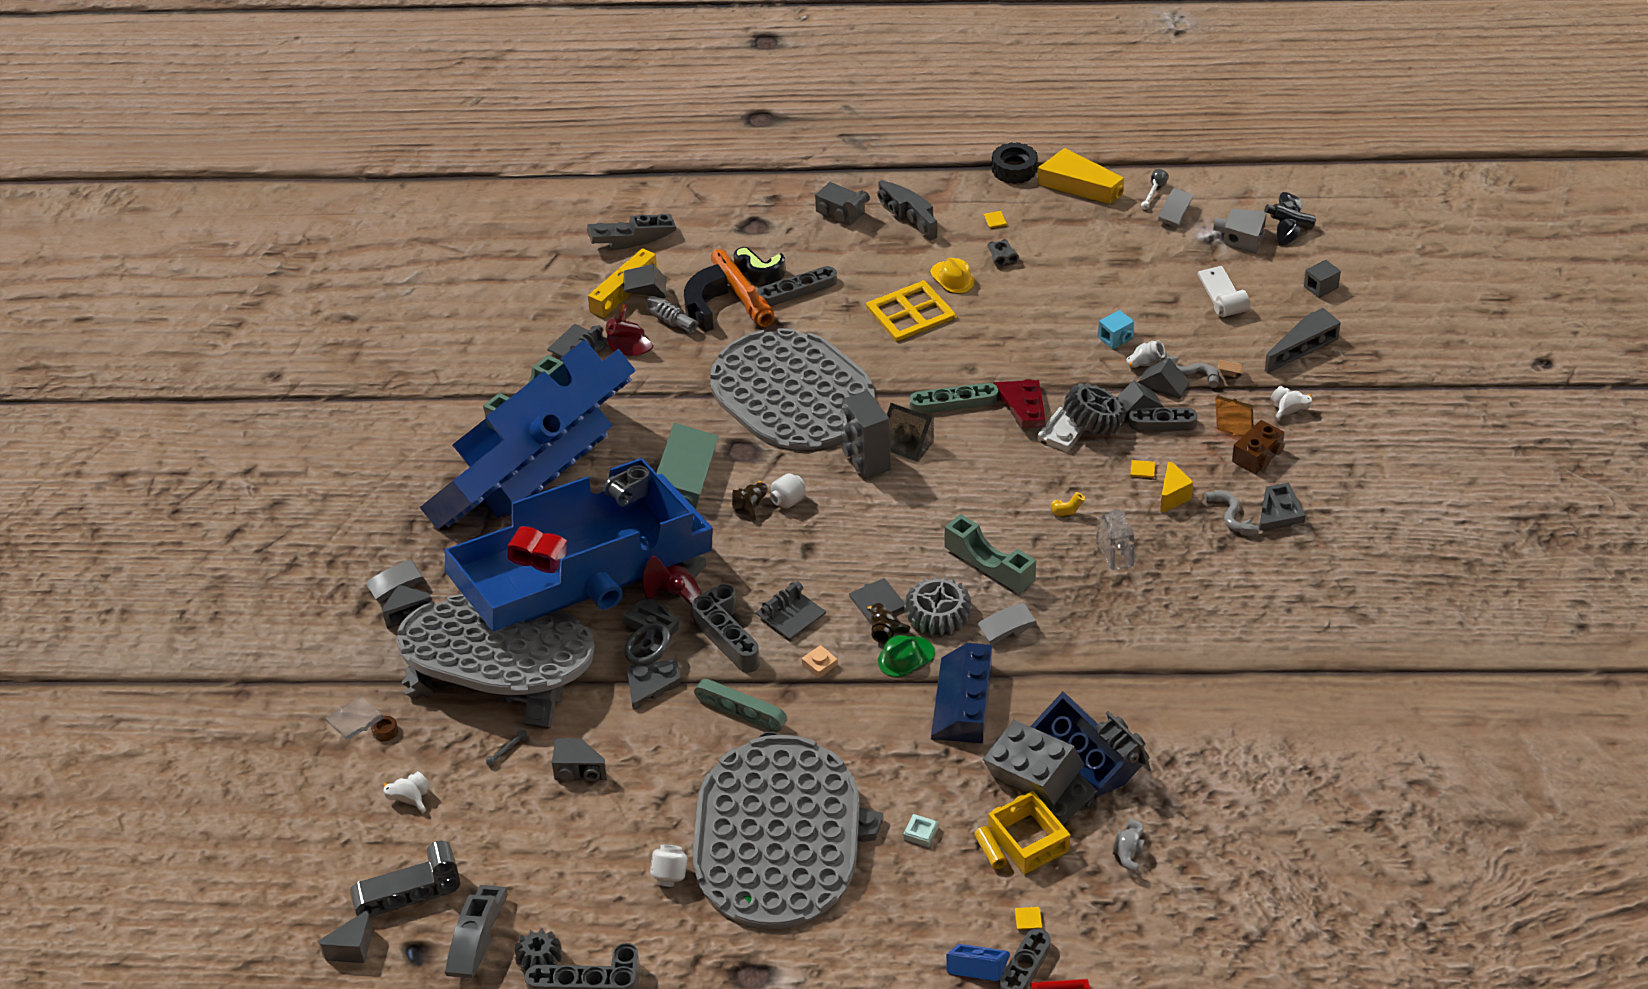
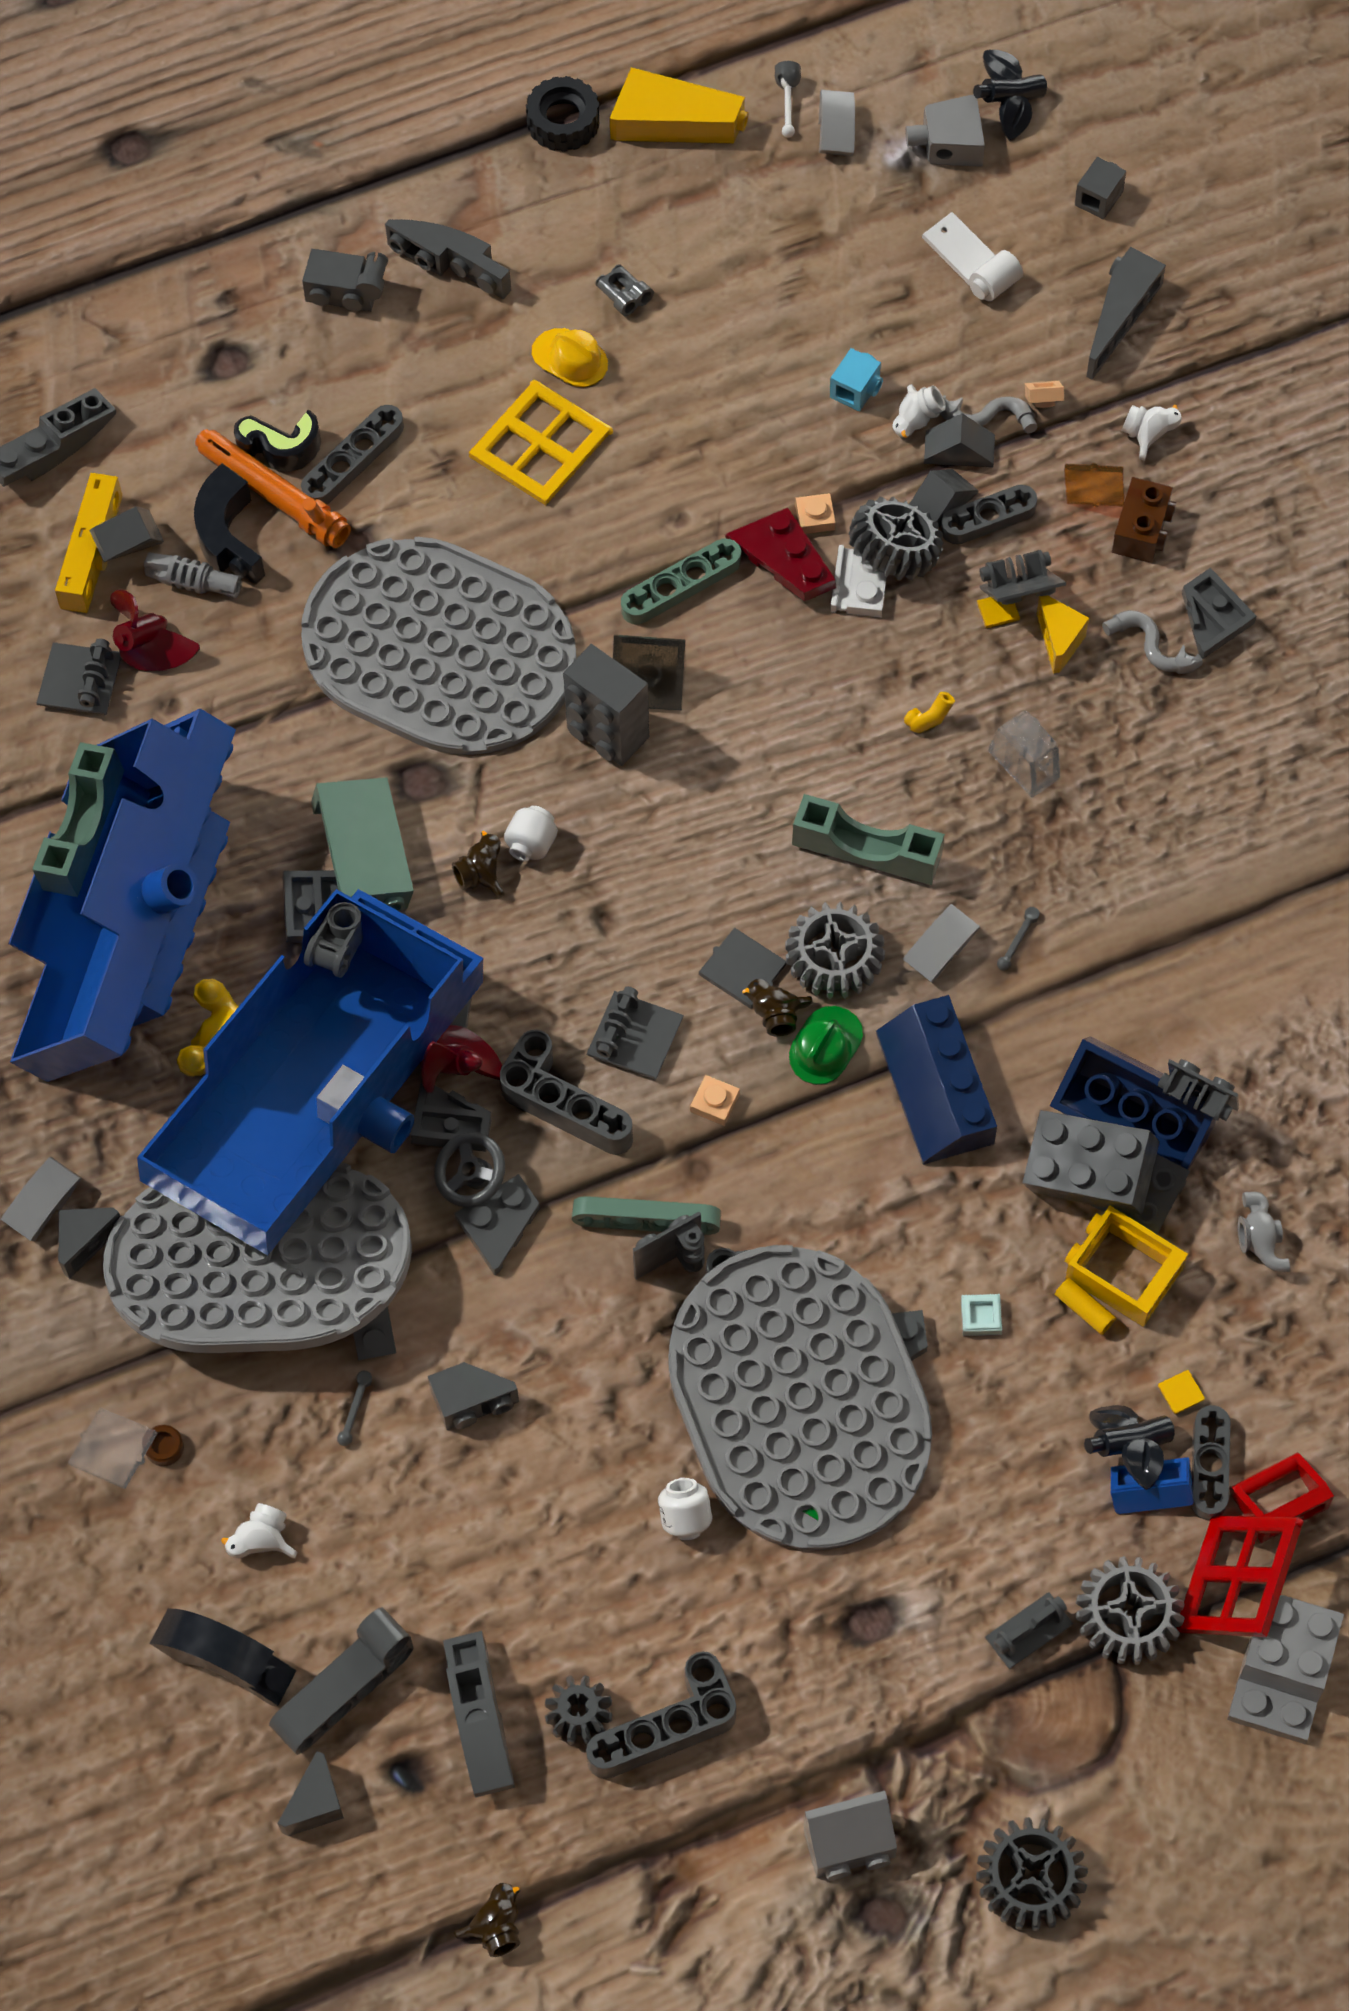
camera: 25 degrees left, 20 degrees up
(349, 841) = (217, 1647): none -> black arch
(417, 683) = (177, 1361): dark grey tile -> none
(536, 549) = (276, 1109): red brick -> none
(740, 719) = (680, 1241): none -> dark grey hinge
(976, 929) = (1137, 1442): none -> black plant
(995, 219) = (581, 229): yellow piece -> none
(1055, 389) = (815, 513): none -> light nougat plate
(1075, 630) = (1031, 916): none -> dark grey hinge
(1149, 453) = (1032, 580): none -> dark grey hinge

